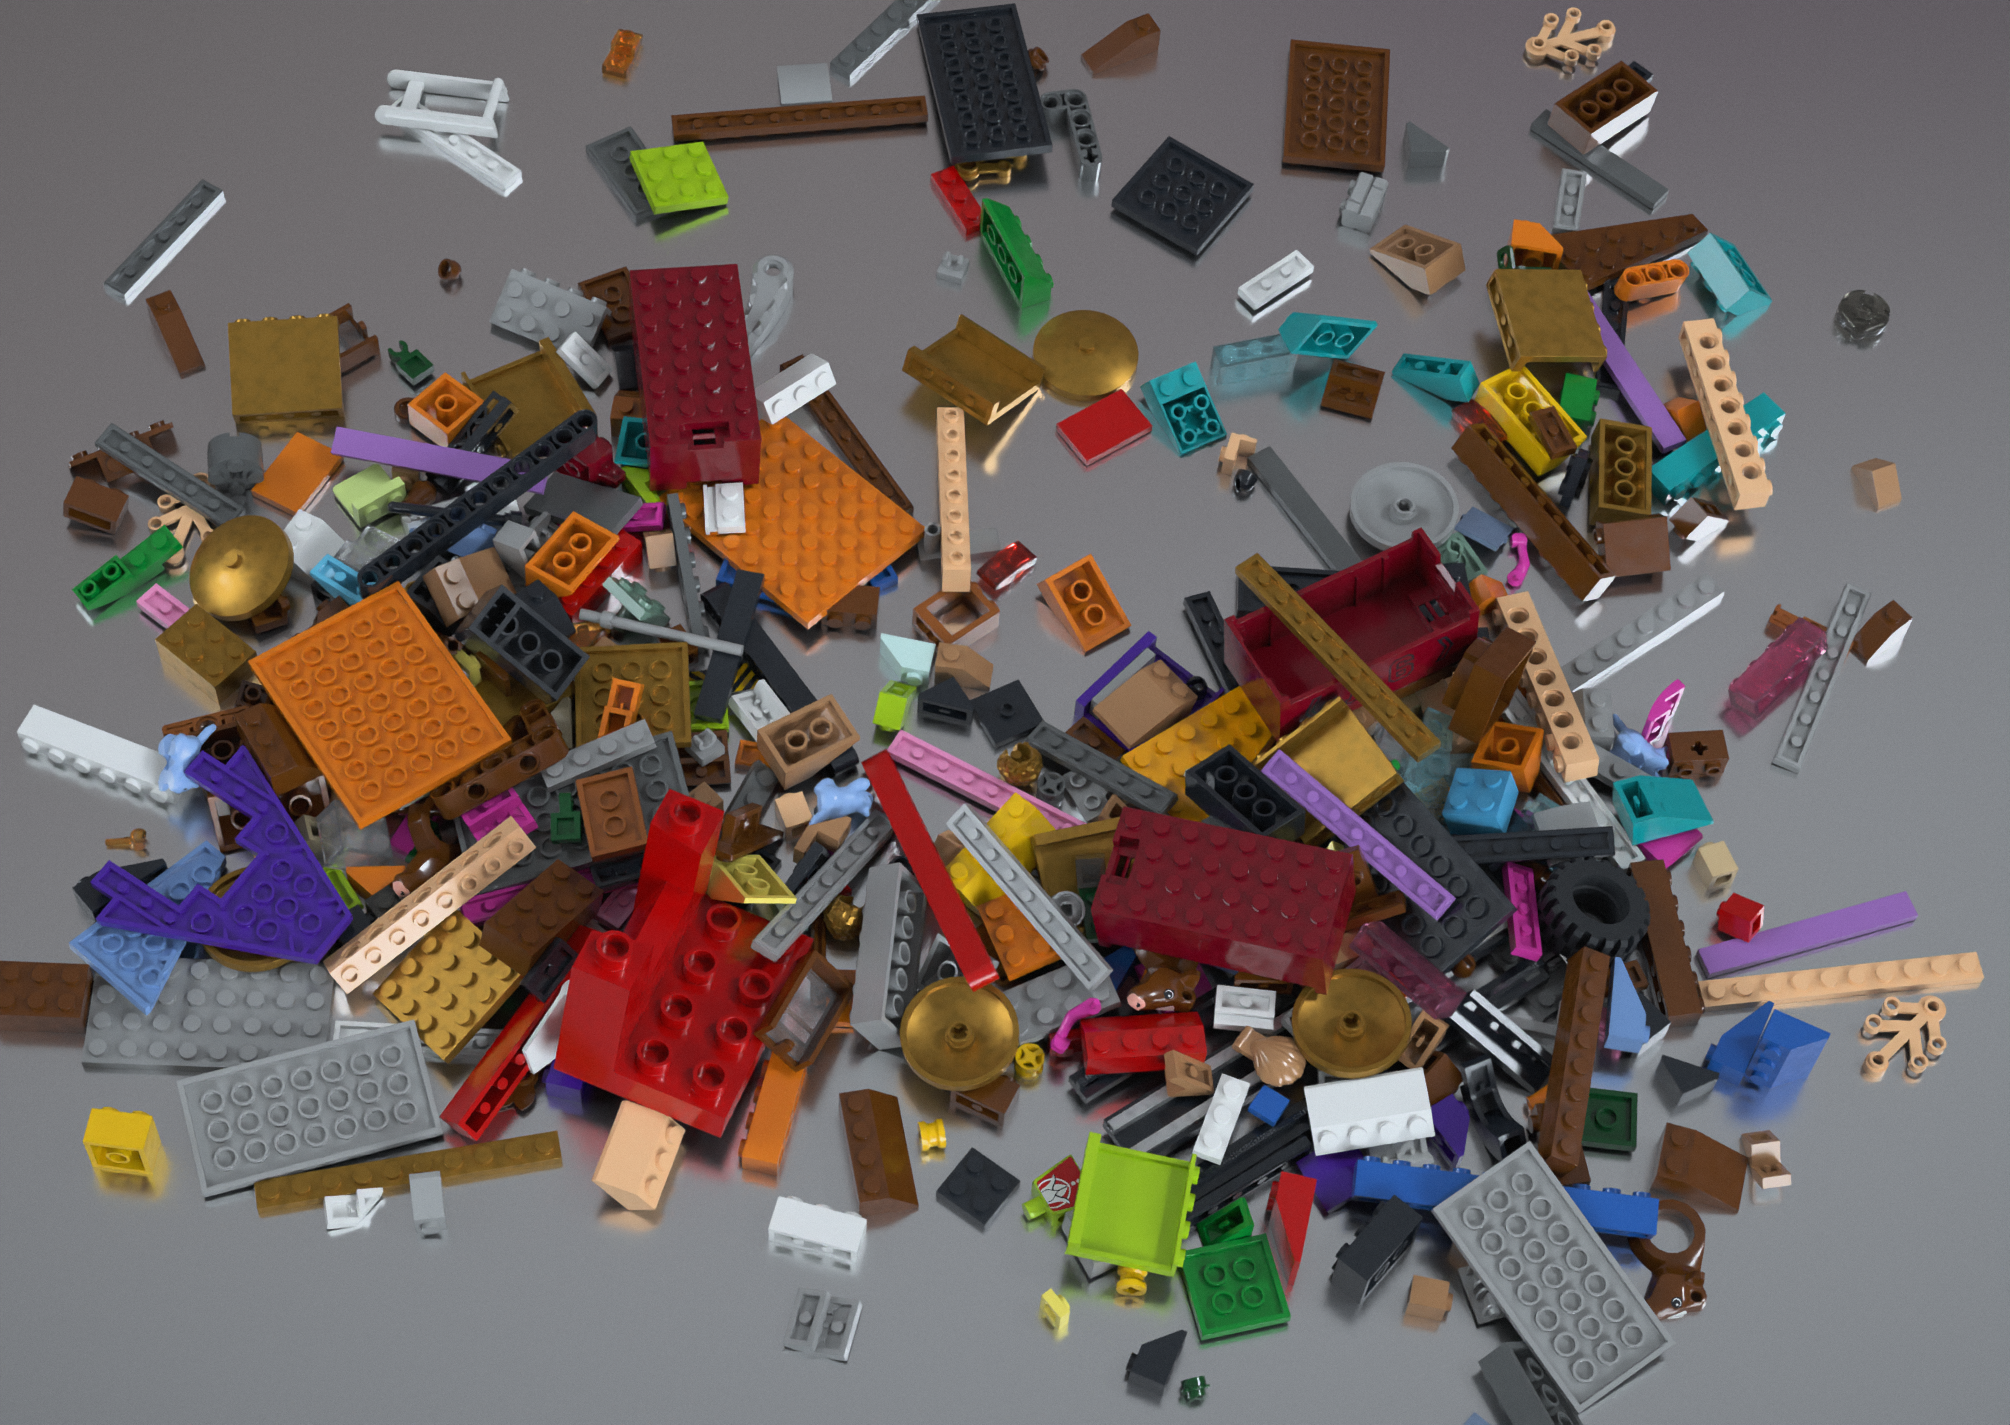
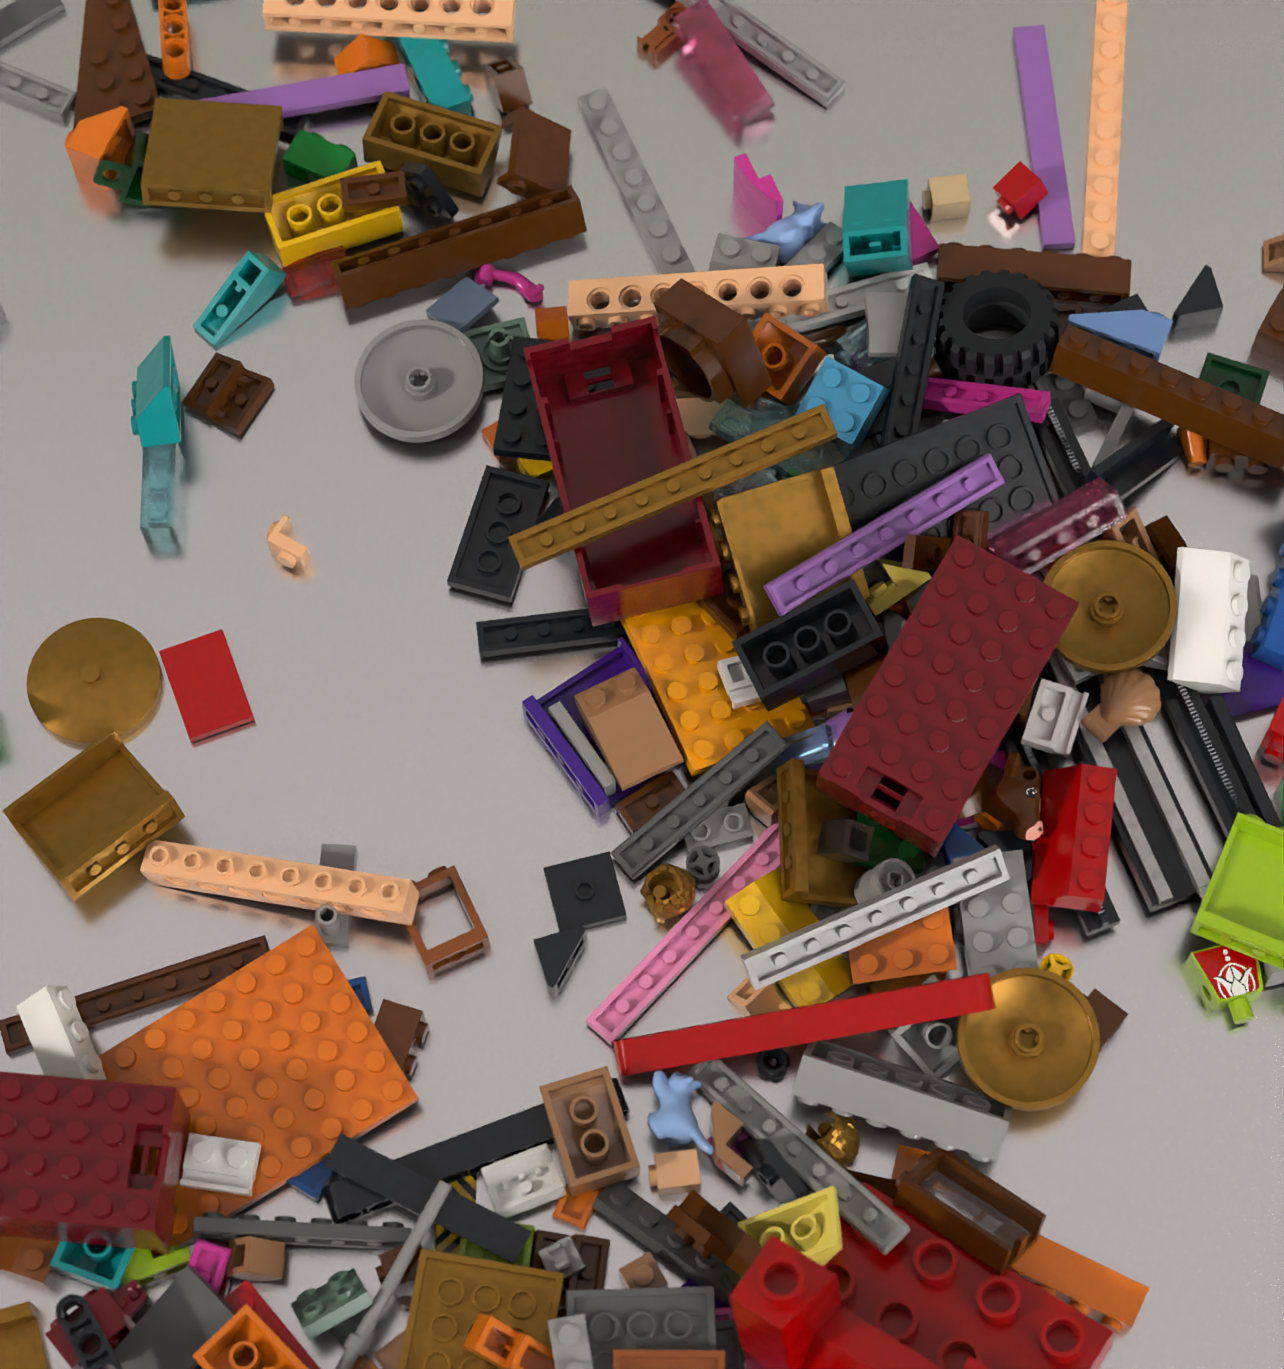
camera: 70 degrees left, 10 degrees up
(817, 1229) = (1228, 1259): white brick -> none
(877, 1152) = (1142, 1172): reddish brown slope -> none
(894, 705) = (547, 1019): lime slope -> none
(909, 658) = (488, 987): light aqua slope -> none
(931, 1134) = (1130, 1103): yellow wheel -> none
(964, 665) = (513, 929): medium nougat slope -> none
(978, 1188) = (1200, 1067): black plate -> none
(1005, 565) = (379, 843): clear red slope -> none
(1084, 603) = (455, 767): orange slope -> none
(1086, 1009) = (1051, 929): dark pink piece -> none
(1184, 408) = (206, 586): teal slope -> none
(1187, 1076) = (1130, 801): medium nougat slope -> none
(1199, 686) = (613, 669): black hinge -> none
(1221, 1119) = (1182, 778): white plate -> none
(1244, 480) = (327, 545): black hinge -> none
(1268, 1105) = (1175, 724): blue tile -> none
(1275, 279) = (49, 437): white plate -> none
(1302, 509) = (385, 492): dark grey tile -> none
(1420, 258) = (65, 270): medium nougat slope -> none
(1450, 1128) = (1221, 539): dark purple slope -> none
(1486, 1110) = (1212, 504): black arch -> none
(1696, 753) = (809, 159): reddish brown brick -> none
(1737, 1046) = (1169, 240): blue slope -> none
(1785, 1051) = (1199, 196): blue slope -> none
(1906, 1032) = (1179, 77): light nougat plant -> none

